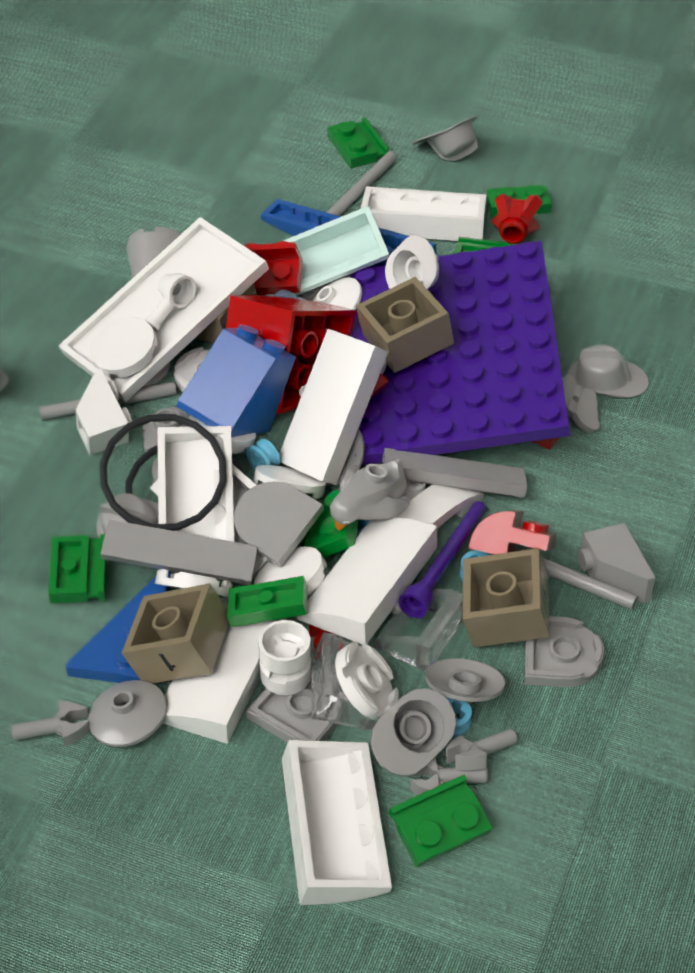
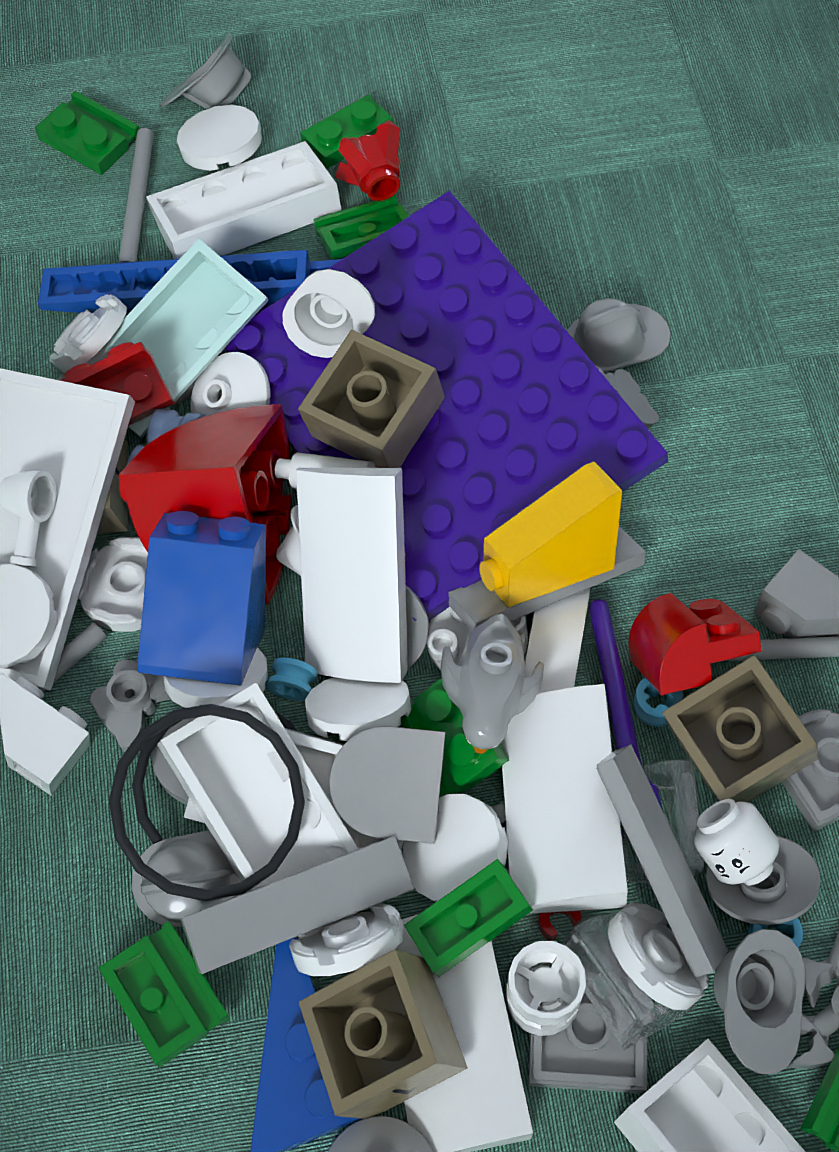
camera: 30 degrees left, 15 degrees up
(280, 233) = (88, 333): none -> white tile
(401, 622) = (662, 861): none -> light grey tile
(435, 172) = (219, 137): none -> white tile
(456, 643) = (736, 842): none -> white head
(464, 442) = (555, 539): none -> yellow slope

